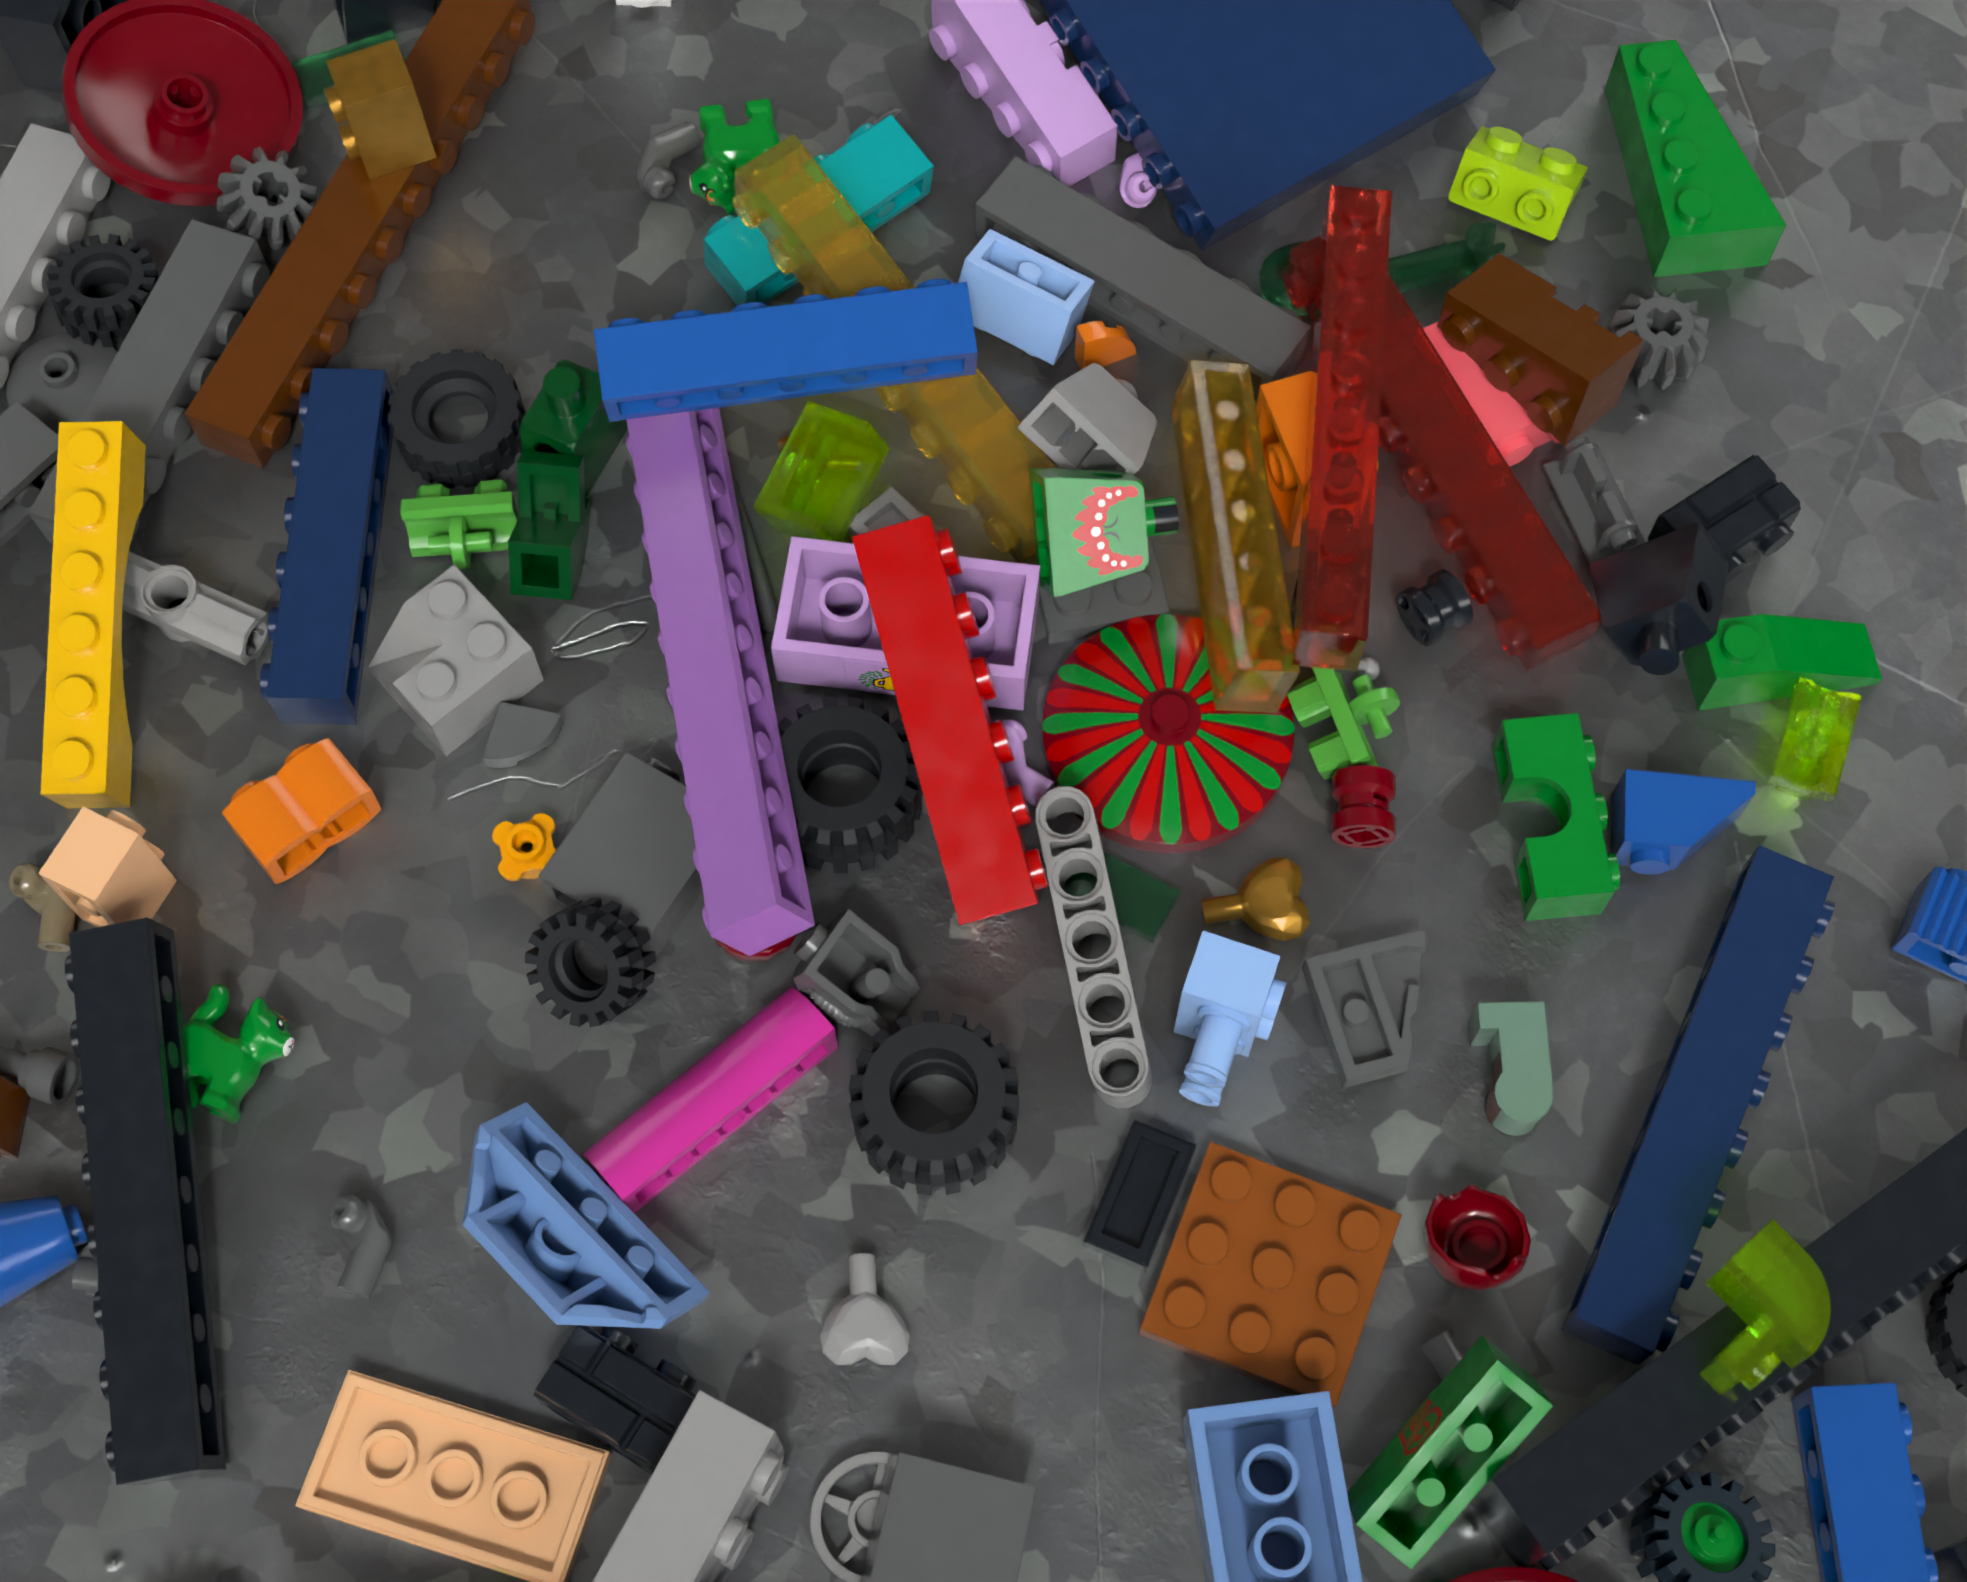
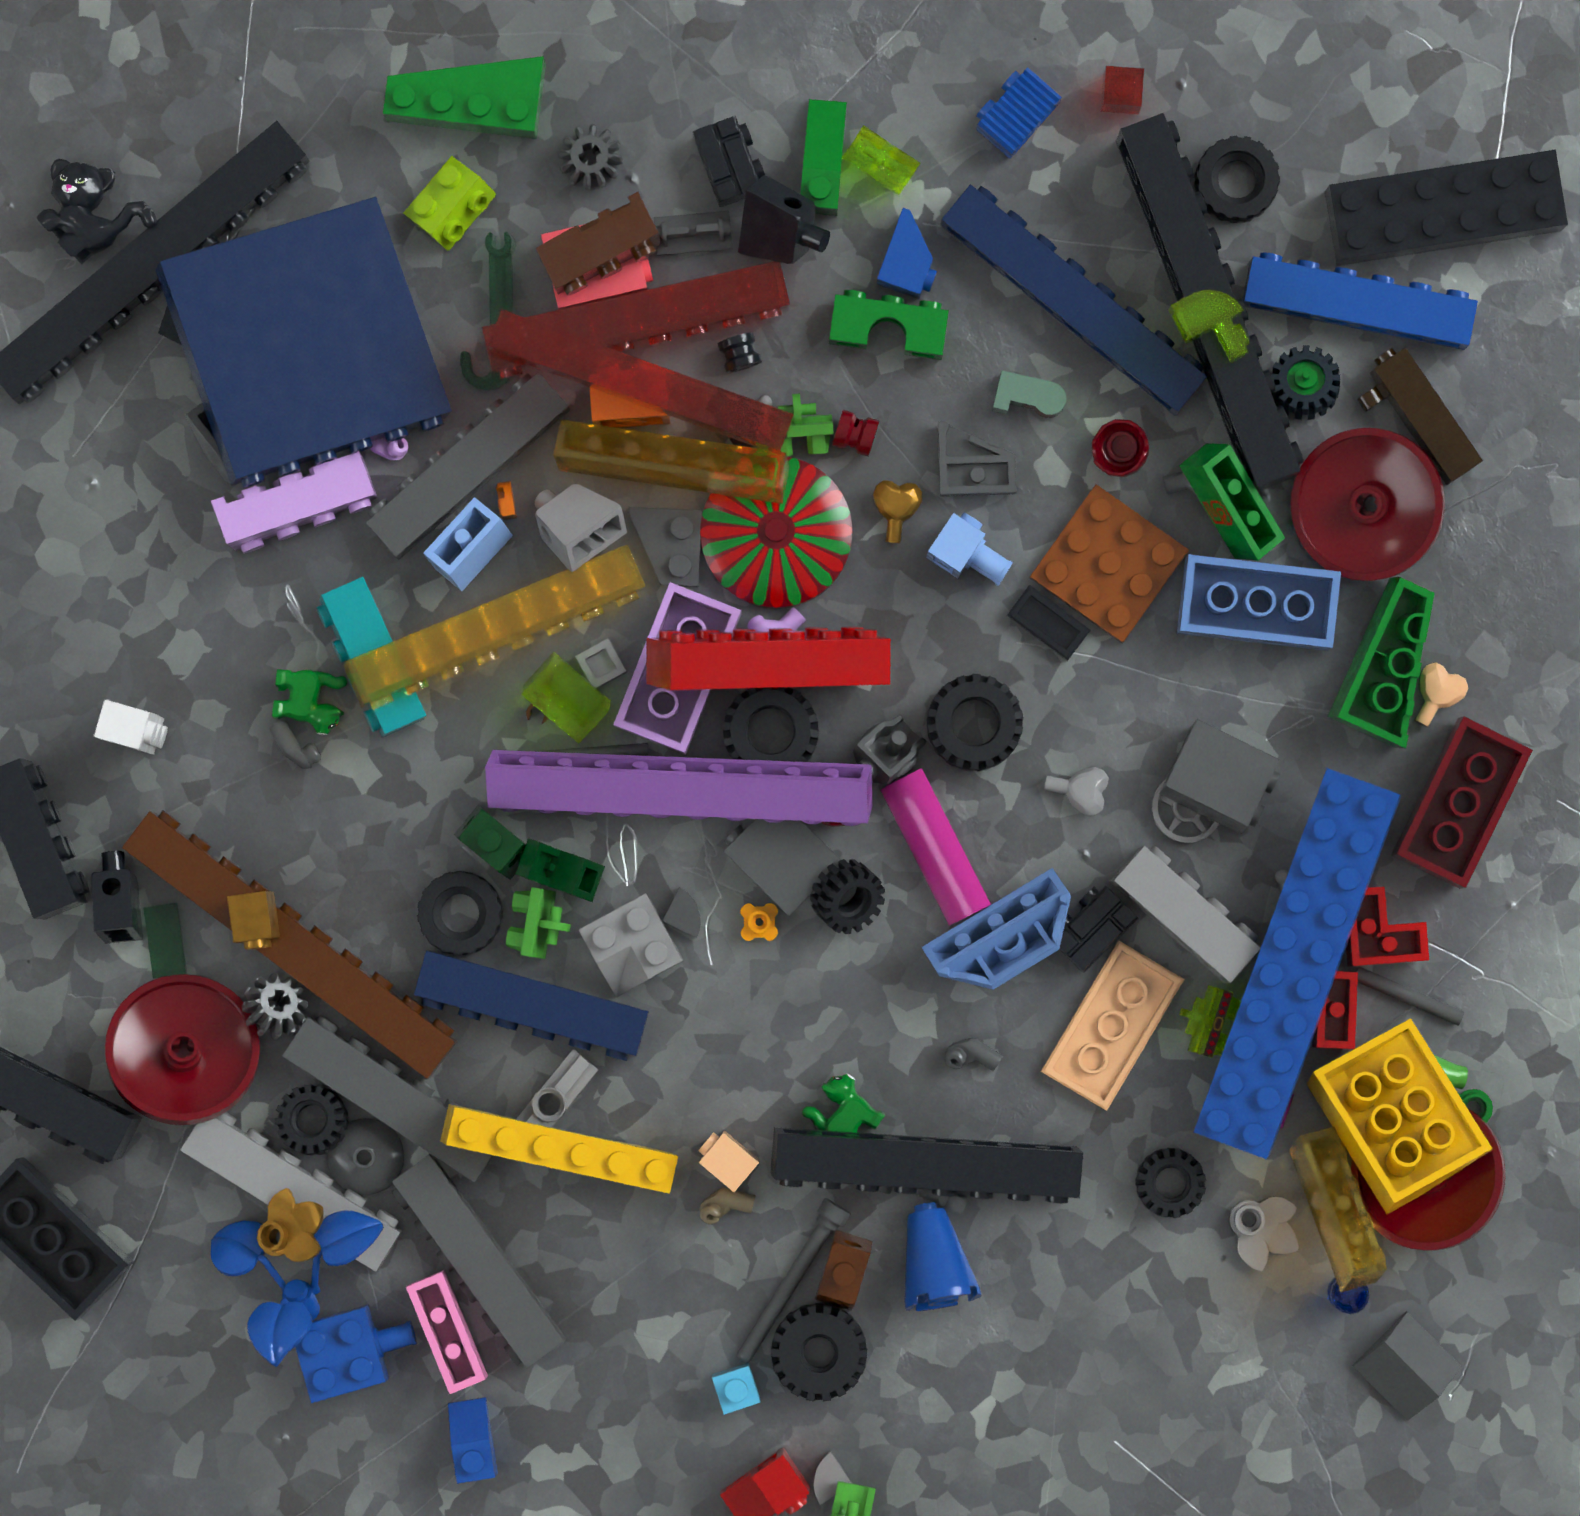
camera: 75 degrees left, 20 degrees up
(301, 809) = (704, 1048): orange brick -> none
(786, 350) = (500, 699): blue brick -> none
(1089, 915) = (923, 617): light grey beam -> none
(1093, 526) = (650, 543): torso -> none
(1139, 898) = (865, 589): clear green piece -> none

